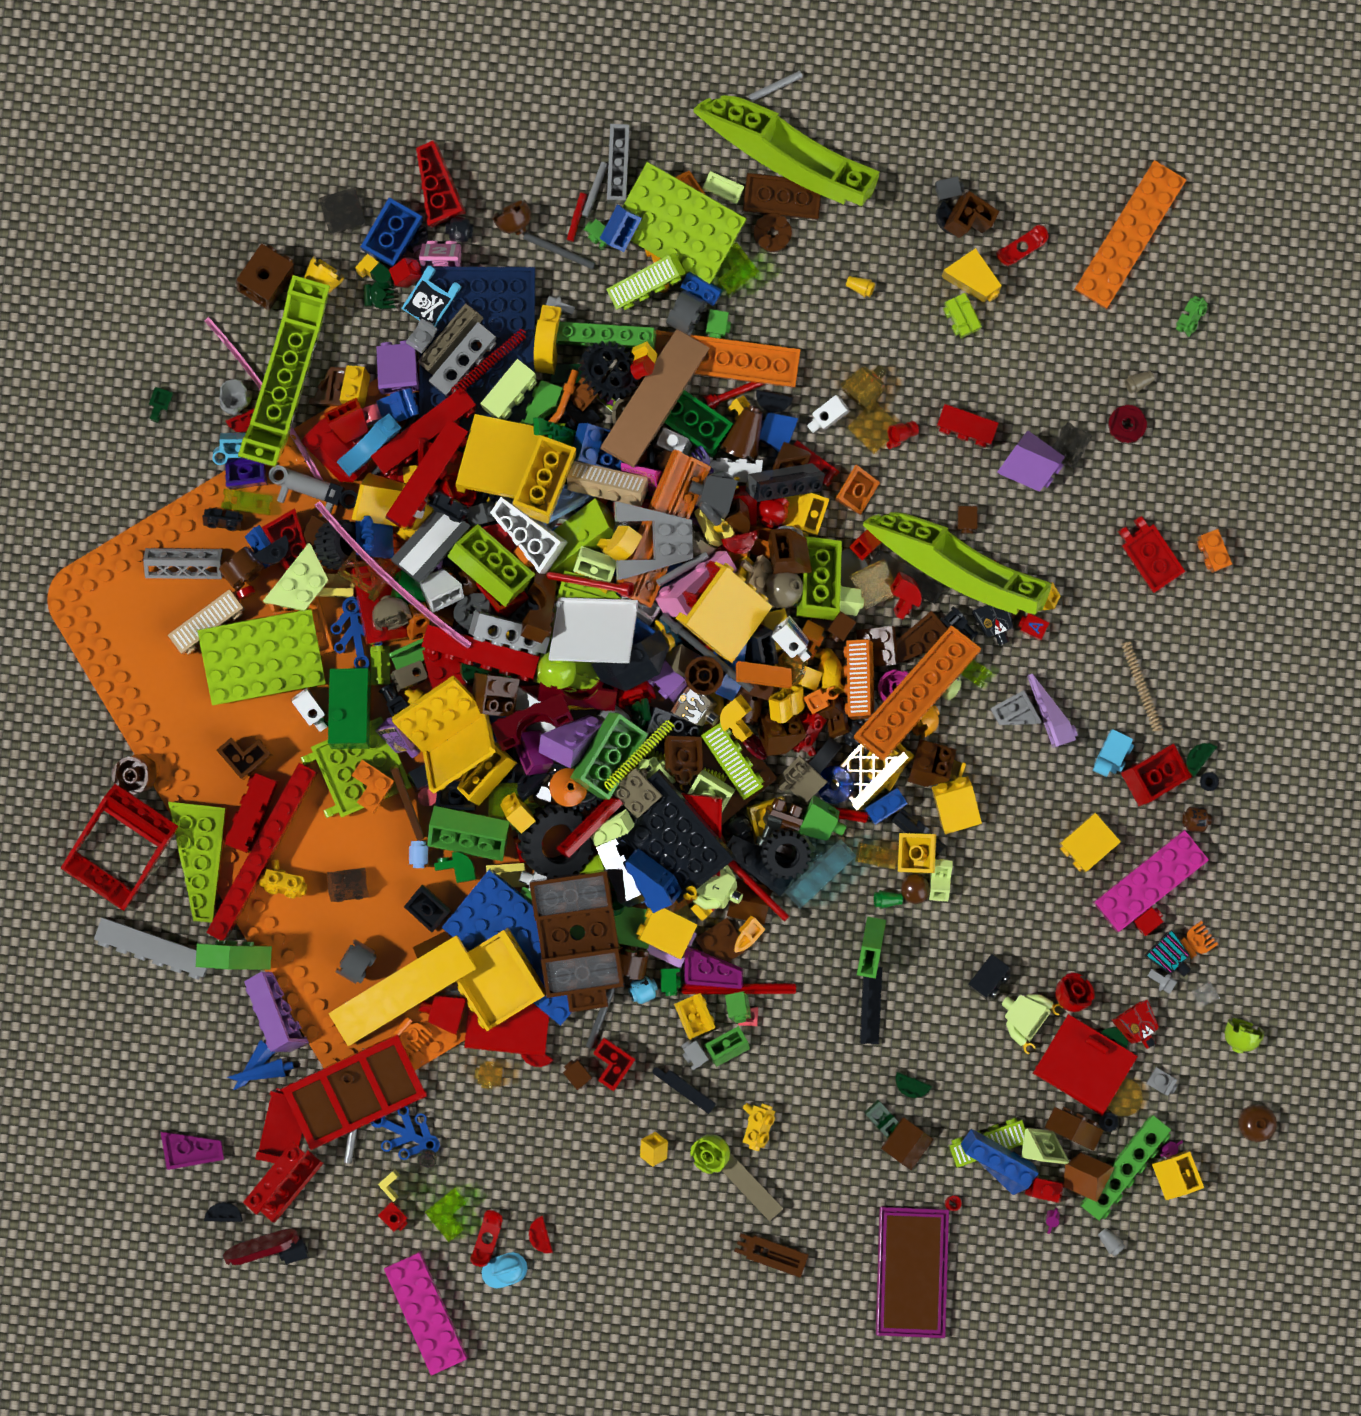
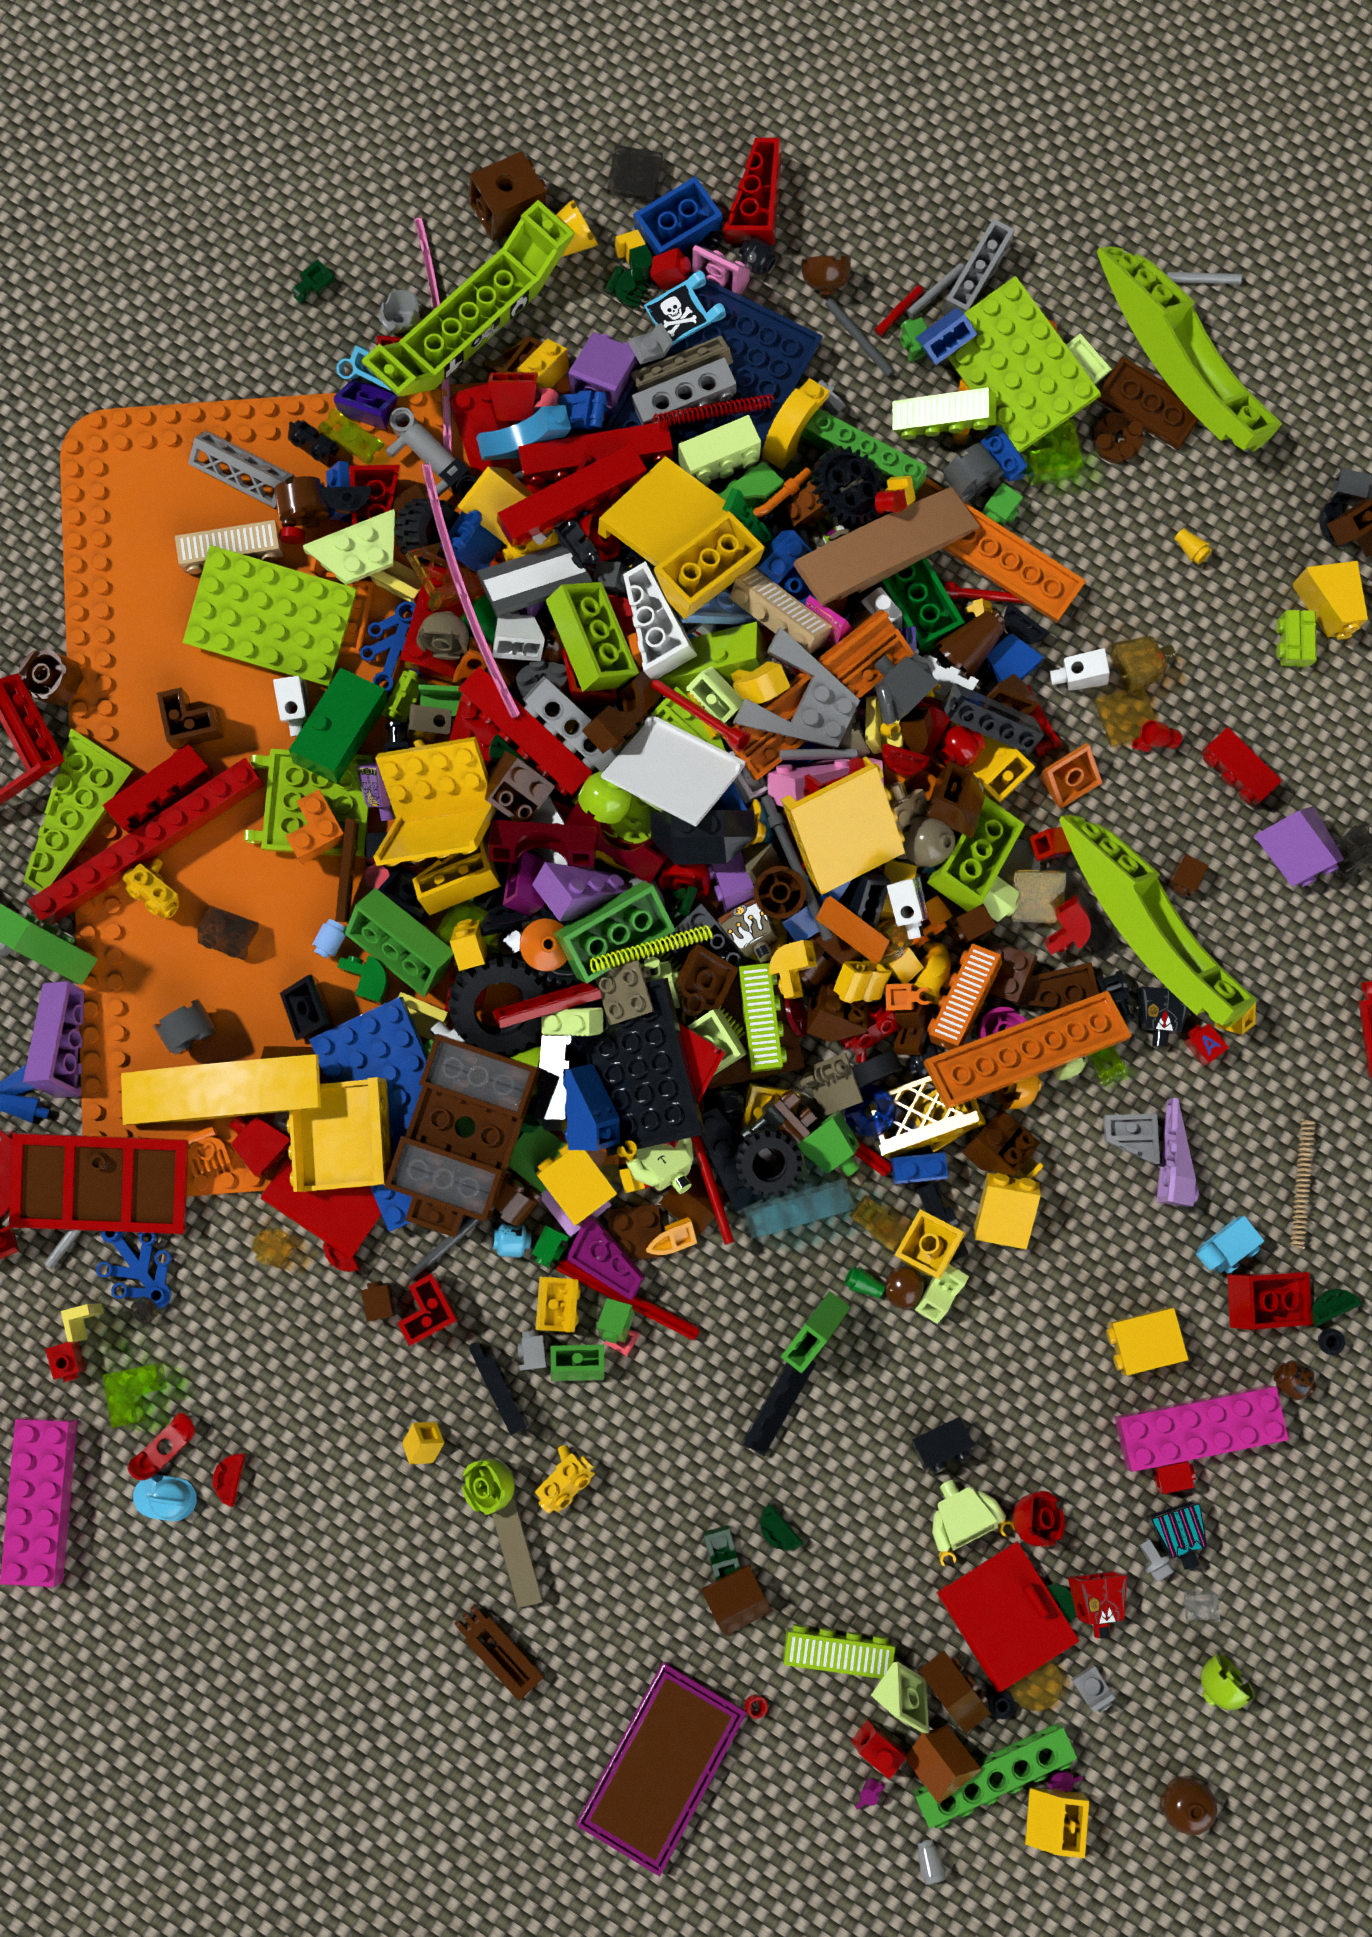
camera: 25 degrees right, 5 degrees down
(1003, 1164) = (845, 1694): blue wedge -> none
(1195, 942) = (1221, 1534): orange piece -> none

